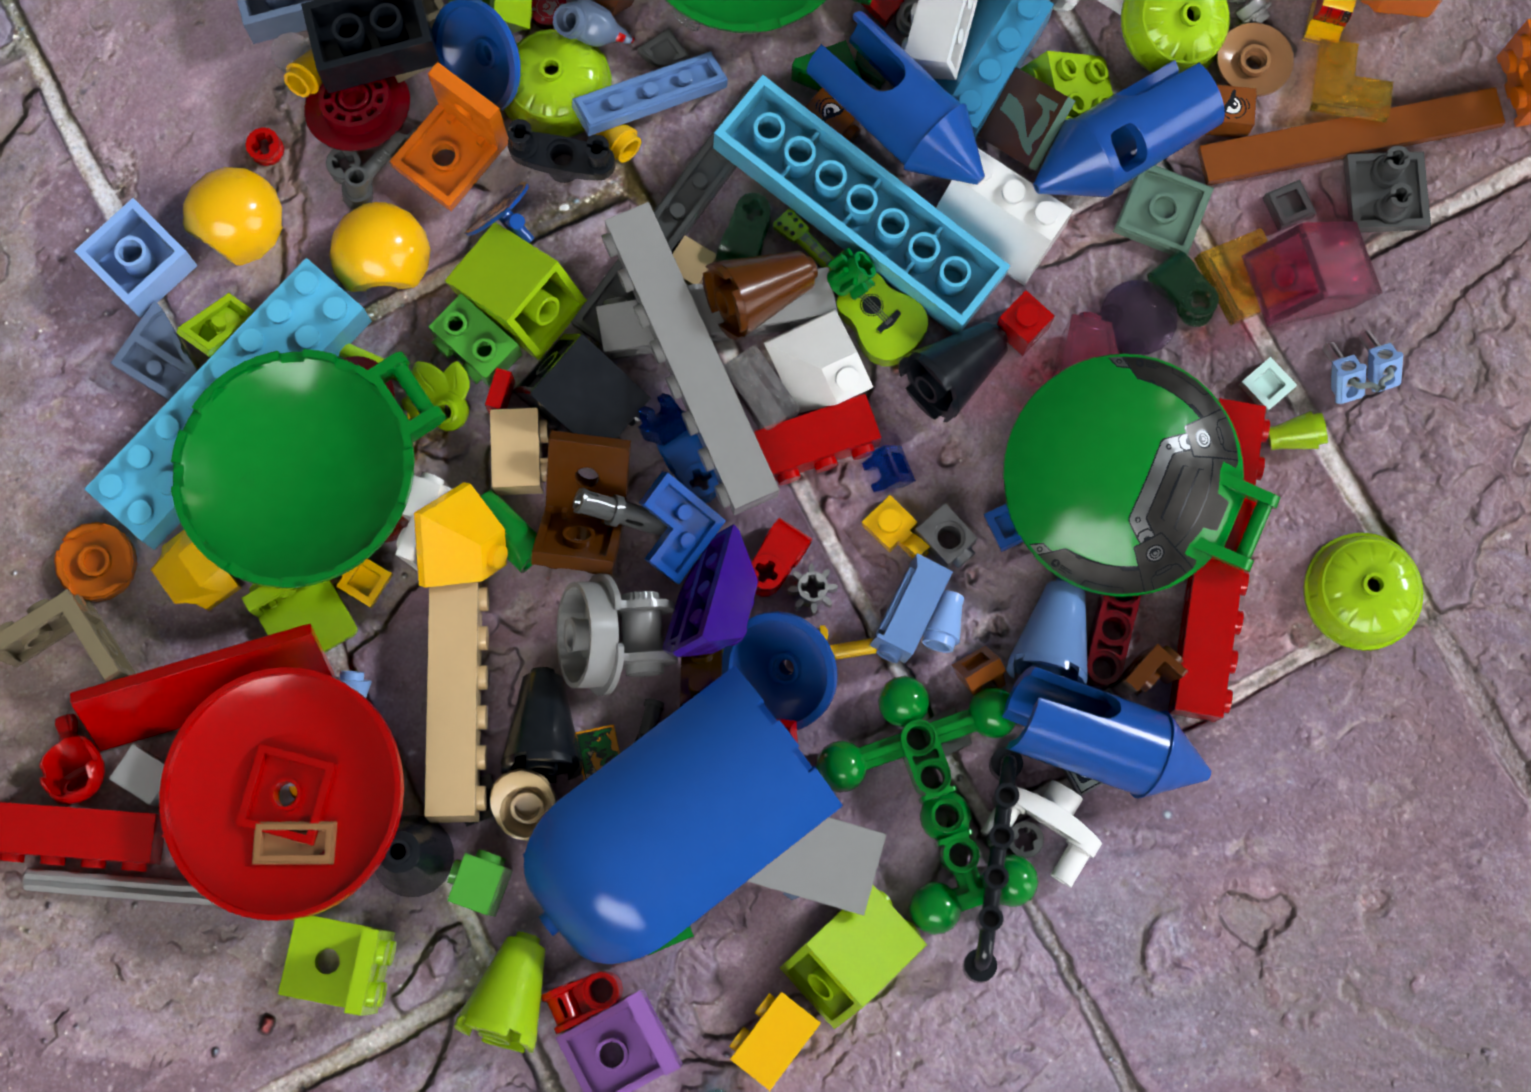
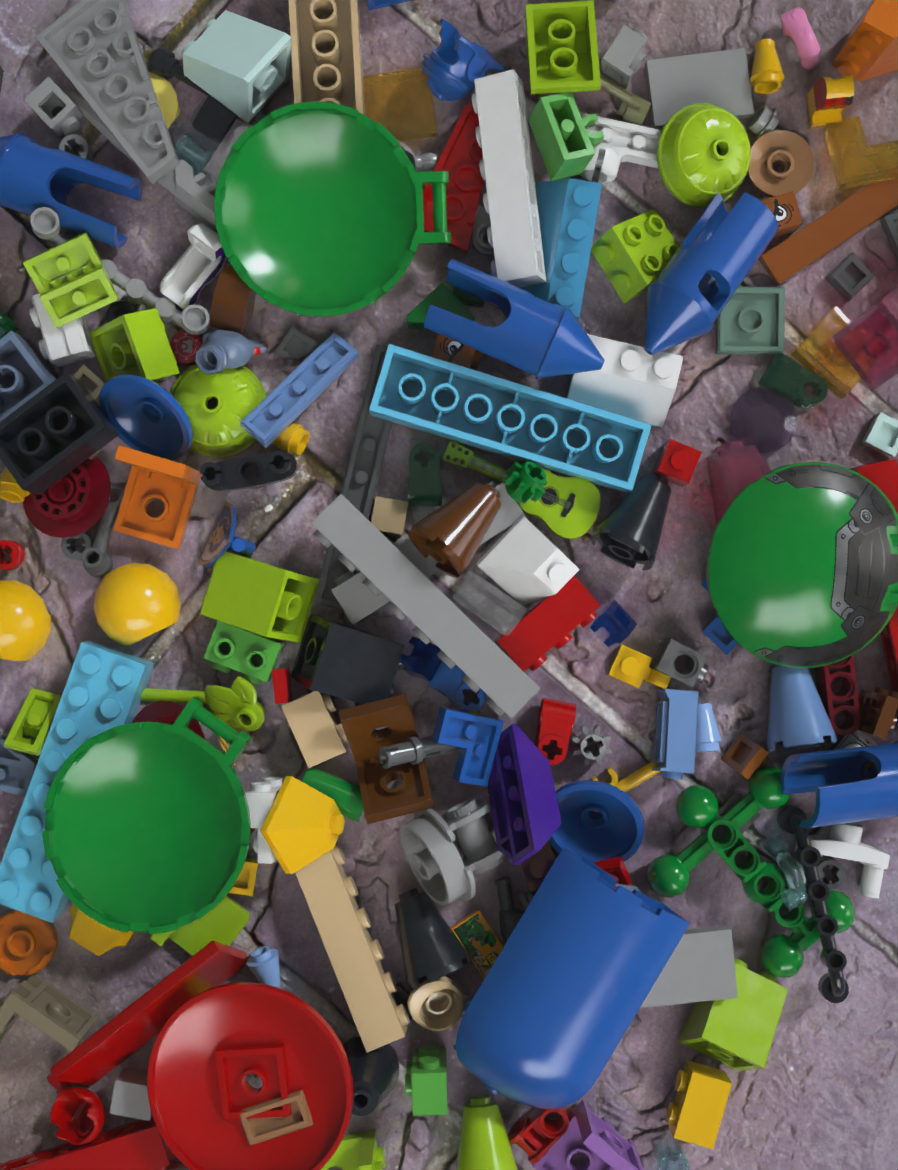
camera: 20 degrees left, 10 degrees up
(976, 831) = (797, 892): none -> clear light blue arm
(1026, 118) = (616, 291): reddish brown tile -> none

